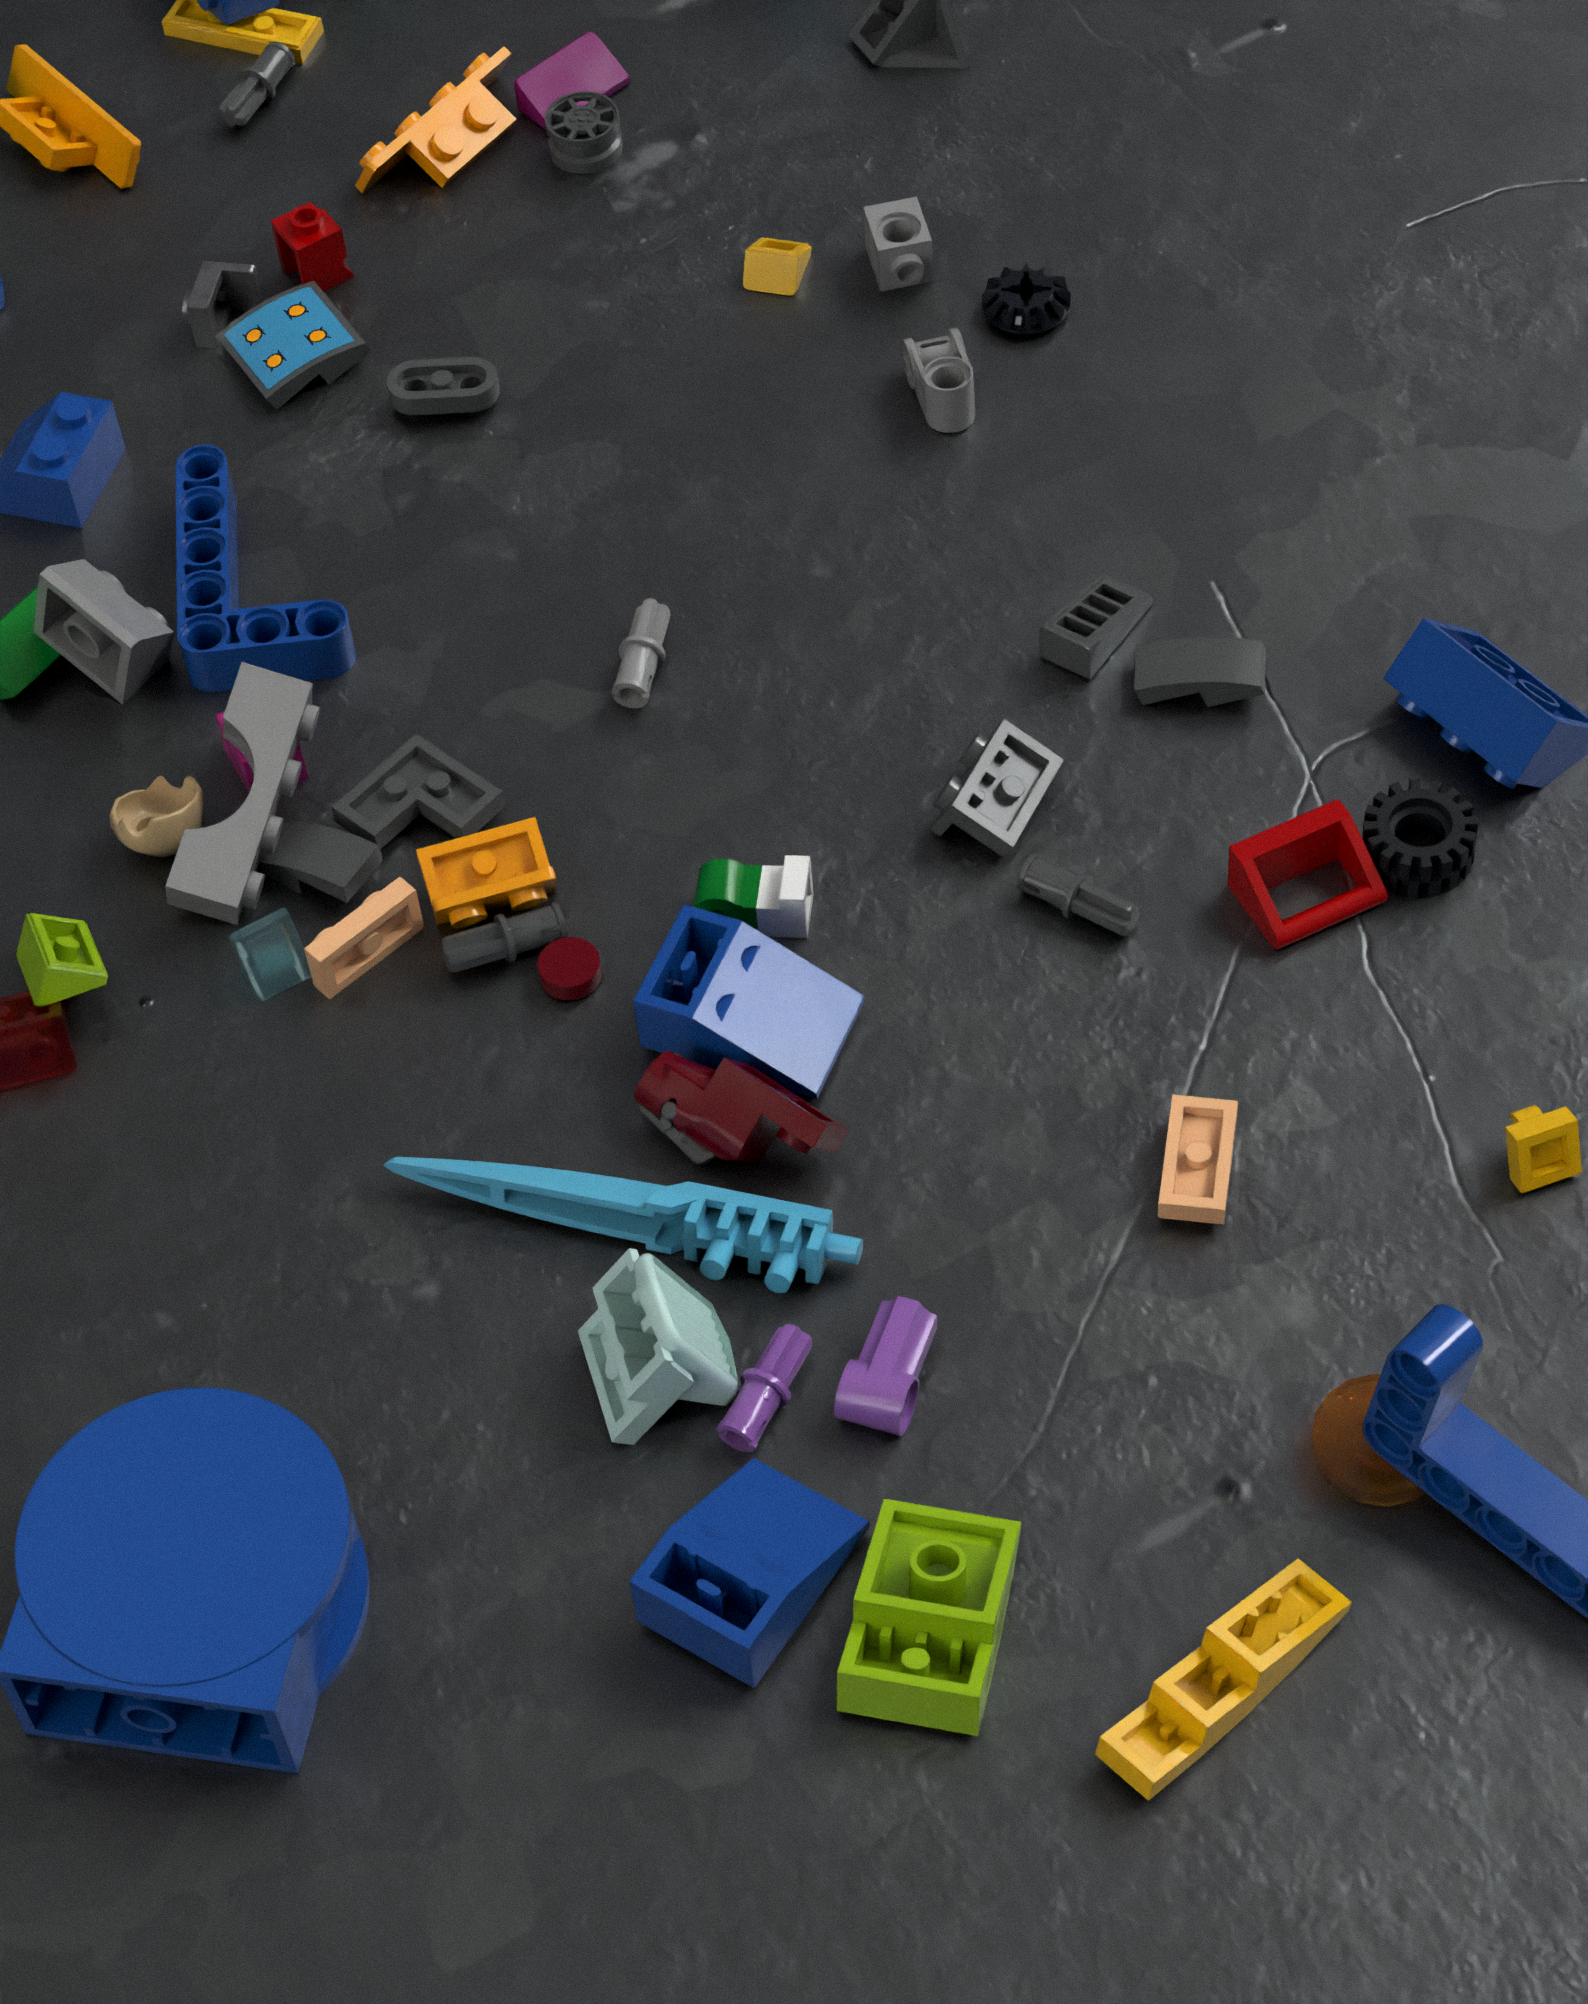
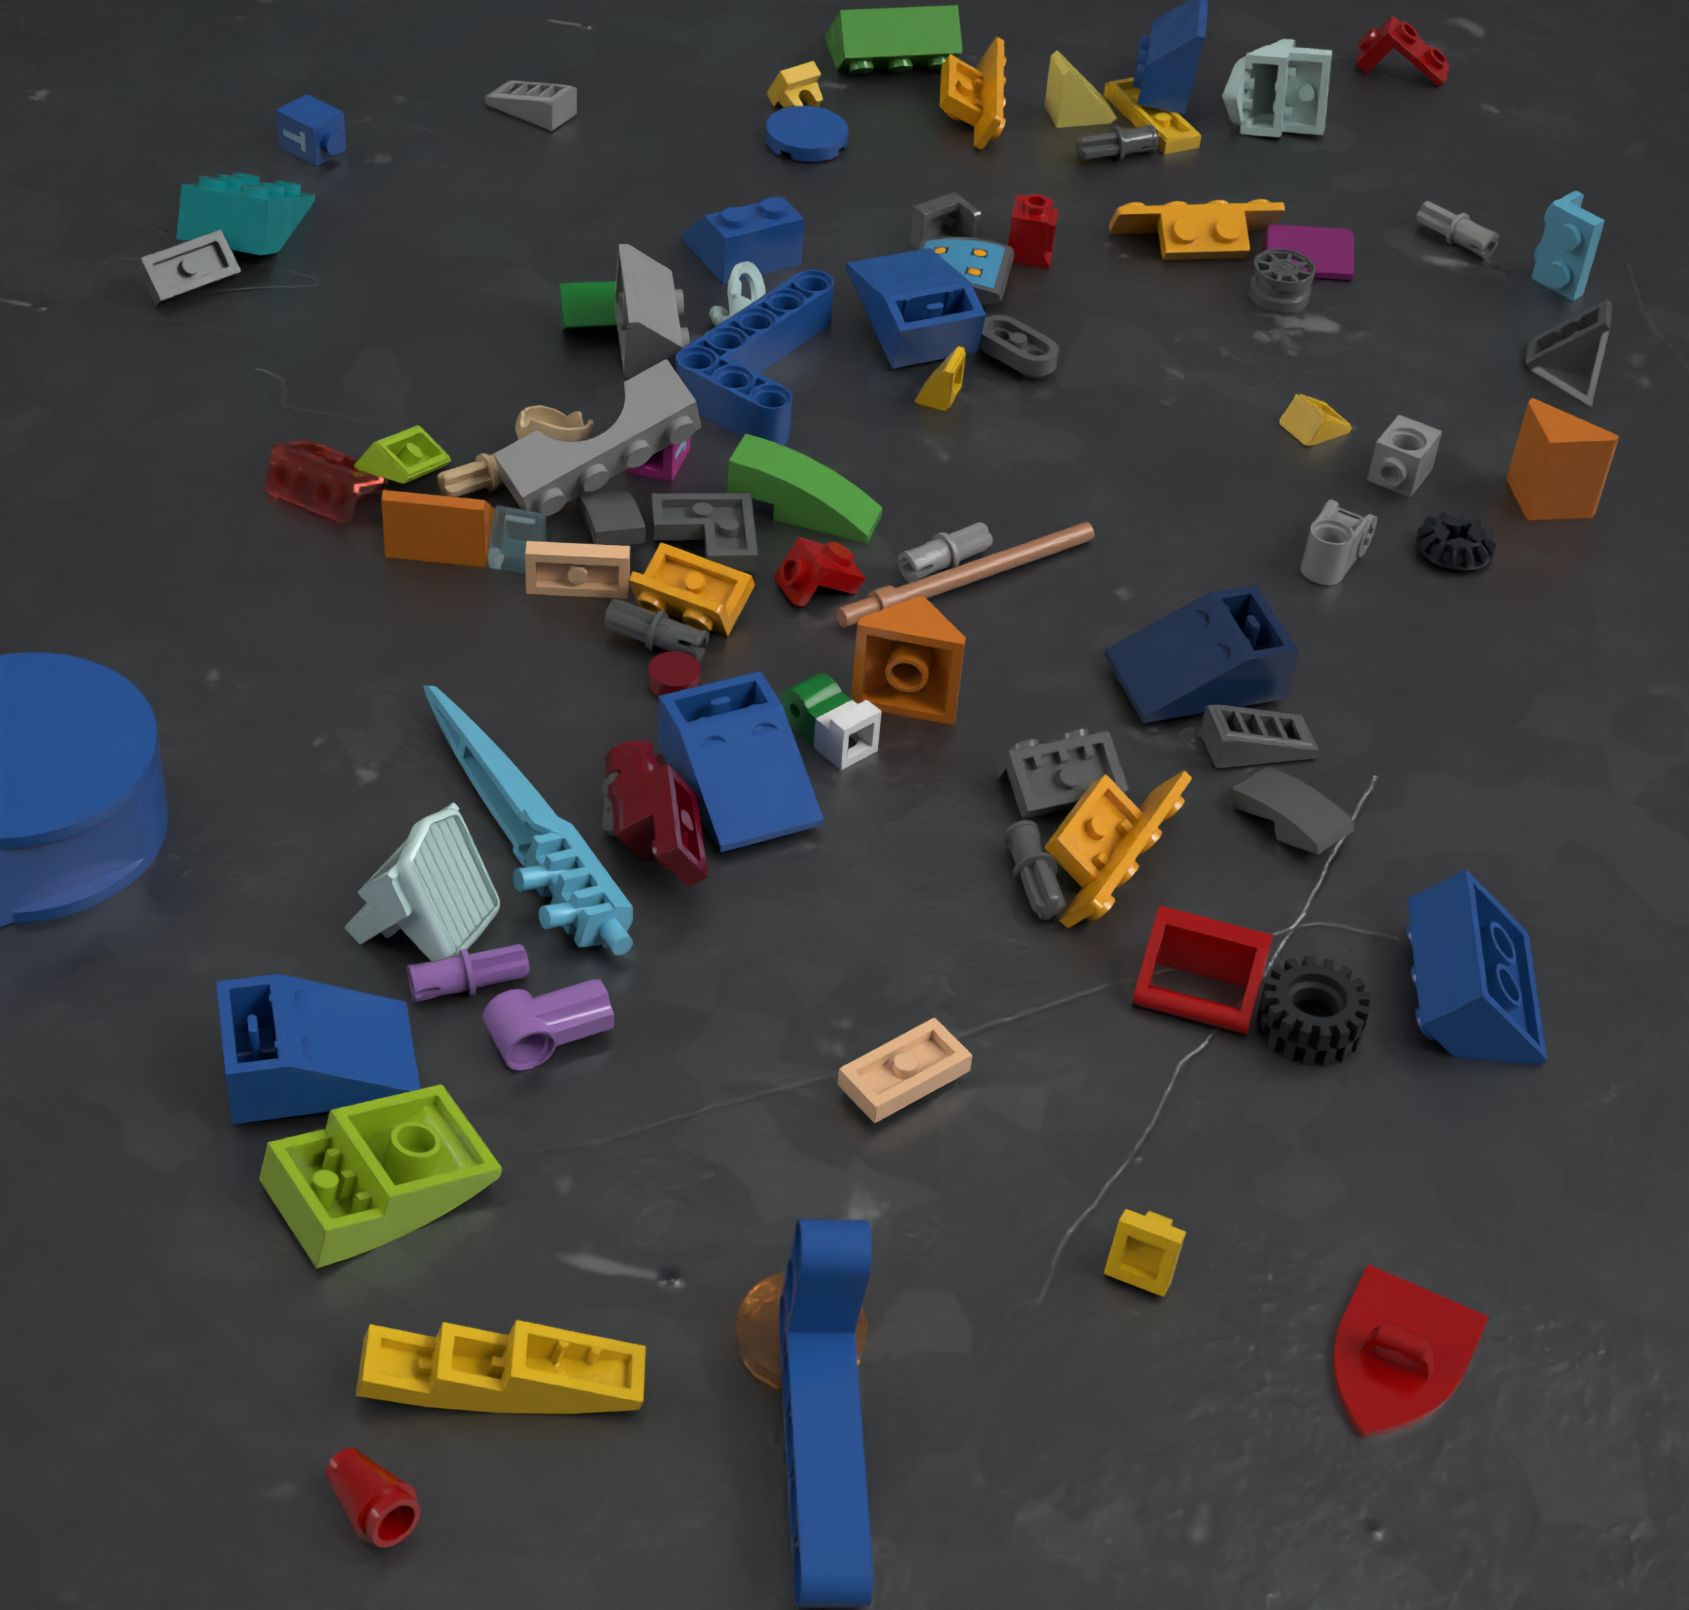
camera: 35 degrees right, 10 degrees down
(142, 910) = (470, 477): none -> tan axle
(145, 531) = (735, 299): none -> light aqua piece
(157, 64) = (1072, 99): none -> light yellow slope
(185, 1001) = (436, 528): none -> orange slope
(316, 411) = (918, 306): none -> blue slope
(424, 477) = (944, 382): none -> yellow slope
(452, 693) = (801, 490): none -> bright green slope
(560, 765) = (814, 565): none -> red bracket
(656, 741) = (966, 573): none -> nougat bar
(780, 787) = (909, 662): none -> orange slope
(982, 582) = (1207, 653): none -> dark blue slope
(1038, 157) = (1559, 464): none -> orange slope
(1109, 818) = (1106, 836): none -> light orange bracket
(1263, 1861) = (373, 1498): none -> red cone

